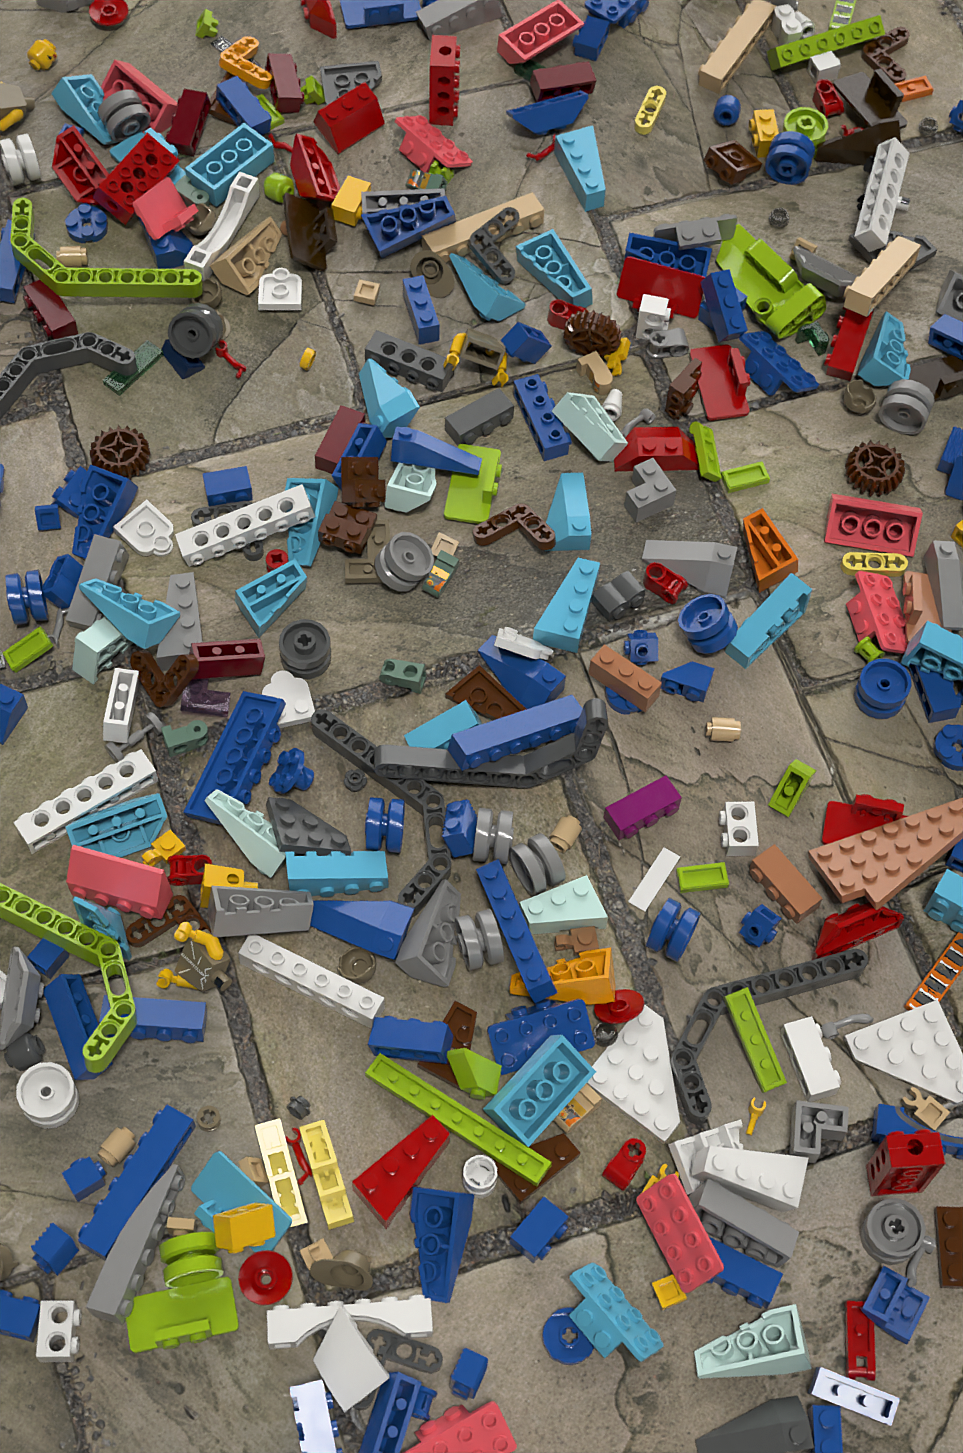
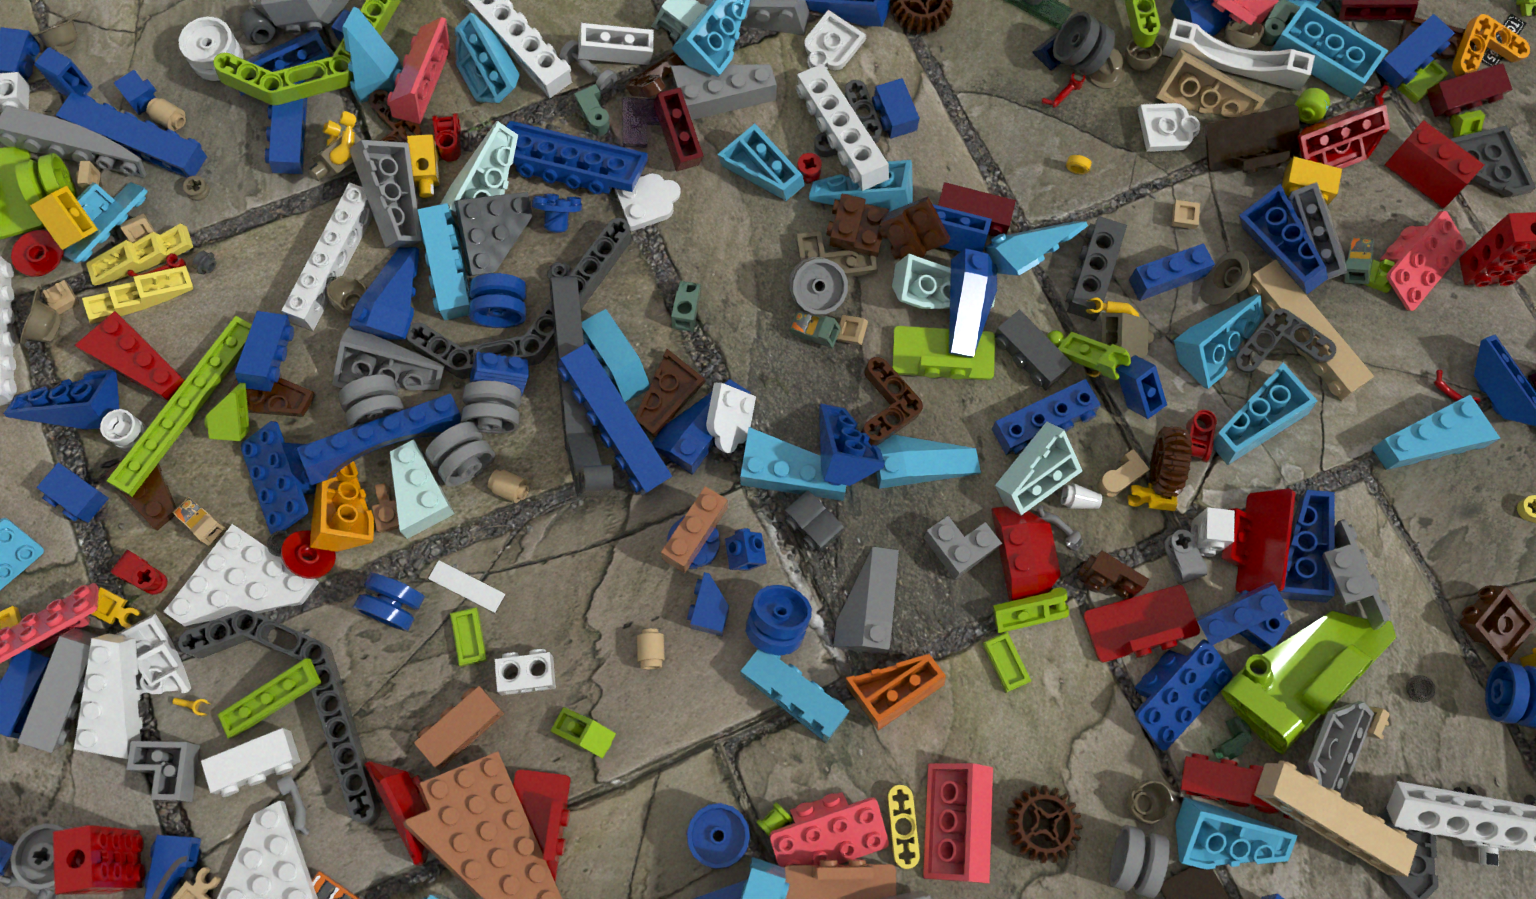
camera: 85 degrees right, 10 degrees up
(163, 847) = (471, 113): yellow plate -> none
(305, 649) = (703, 204): dark grey wheel -> none
(493, 371) = (1091, 352): none -> lime plate
(539, 1090) = (207, 477): medium azure brick -> none
(569, 555) = (844, 450): none -> blue wedge
(642, 808) = (543, 565): magenta brick -> none
(665, 584) = (836, 576): red piece -> none
(759, 926) = (402, 699): blue brick -> none

